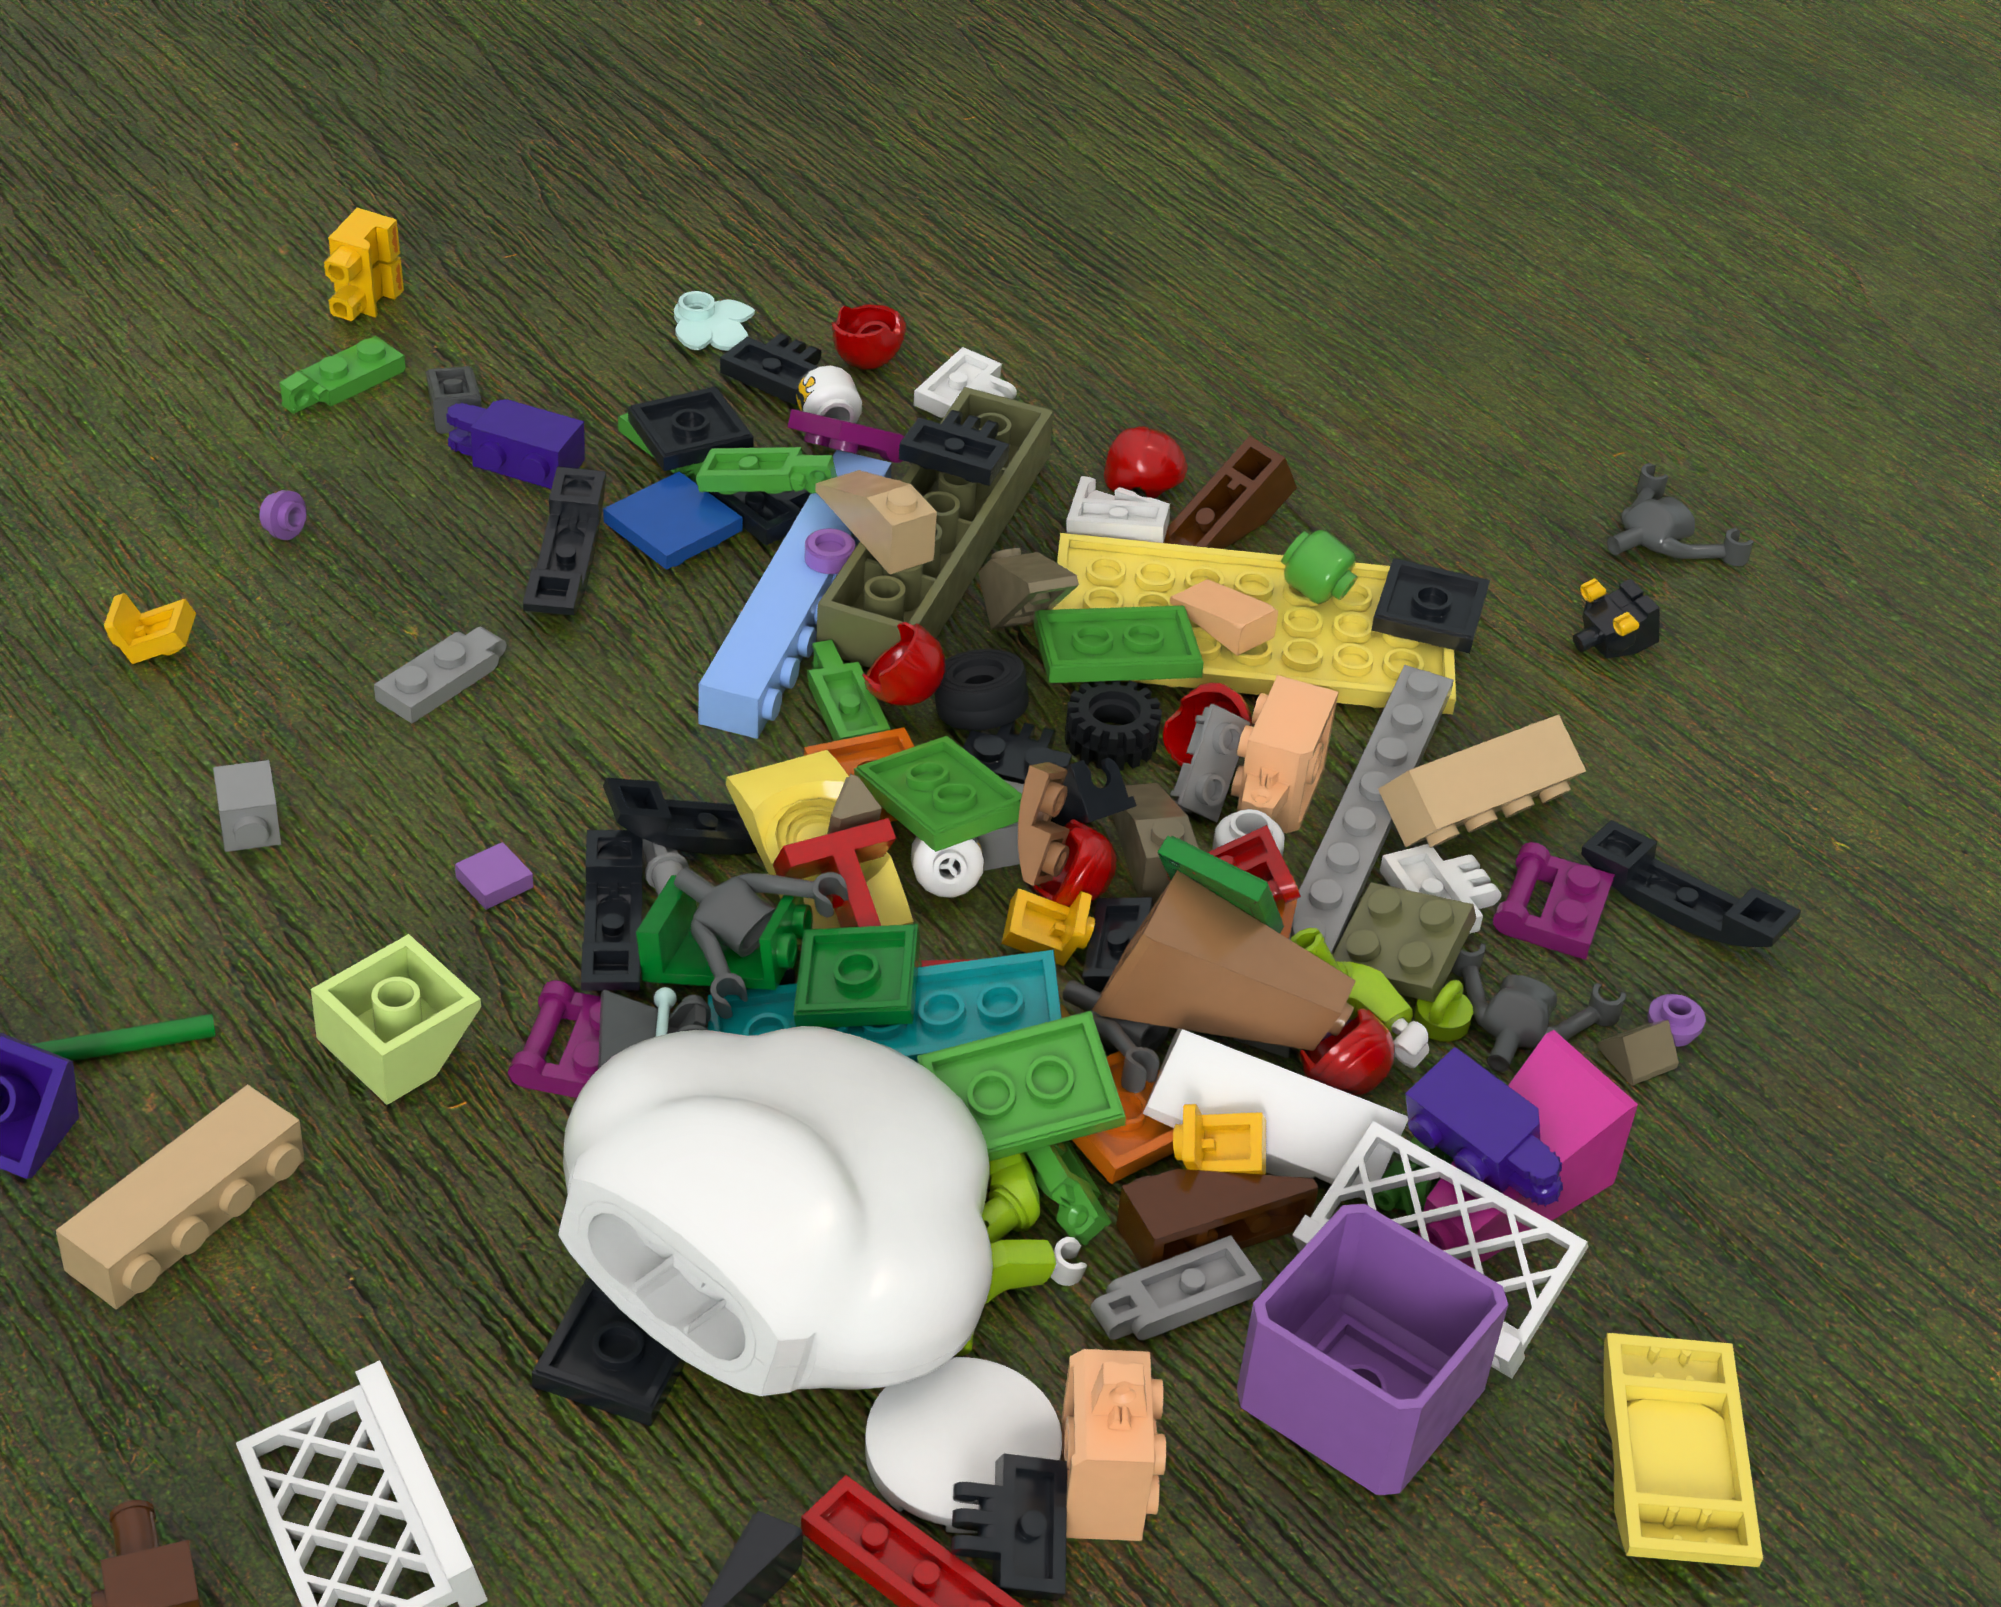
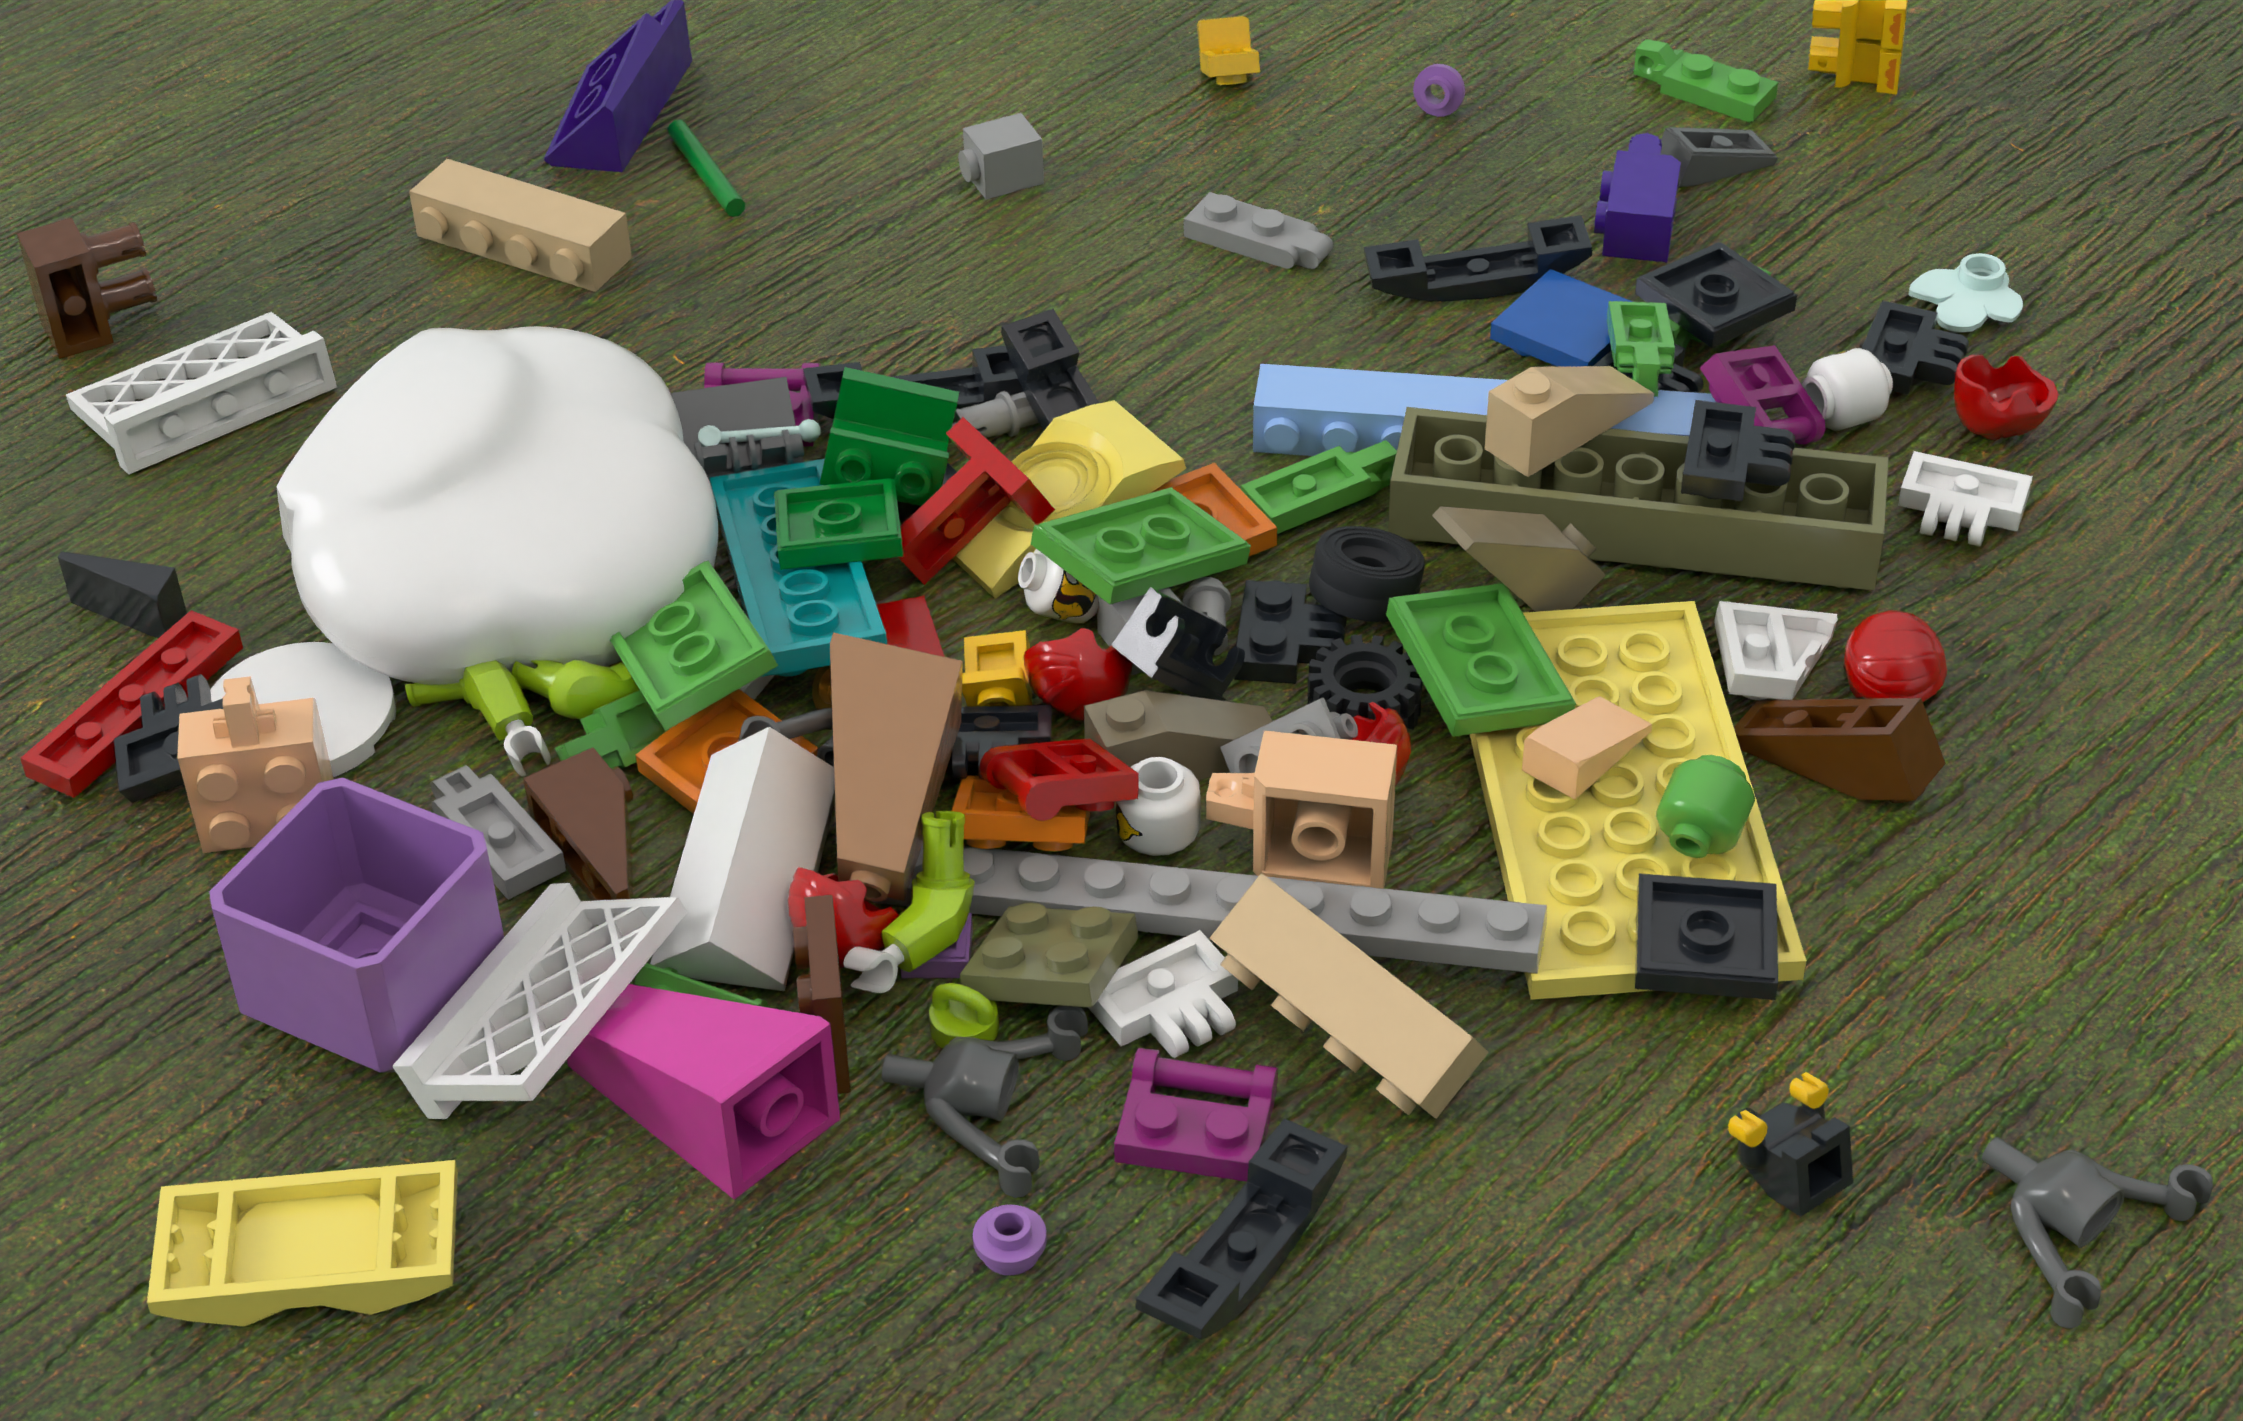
camera: 85 degrees right, 0 degrees up
(393, 1017) = (733, 266): yellowish green slope -> none
(494, 875) = (971, 316): medium lavender tile -> none
(737, 917) = (898, 420): dark grey piece -> none
(854, 806) = (1058, 470): dark tan slope -> none
(909, 669) = (1337, 489): red hair -> none
(1040, 840) = (1099, 598): medium nougat slope -> none
(1221, 1141) = (658, 801): yellow bracket -> none
(1223, 879) = (969, 716): green tile -> none
(1430, 1036) = (822, 989): none -> reddish brown plate
(1483, 1128) = (666, 978): dark purple hinge -> none
(1642, 1051) = (941, 1204): dark tan slope -> none

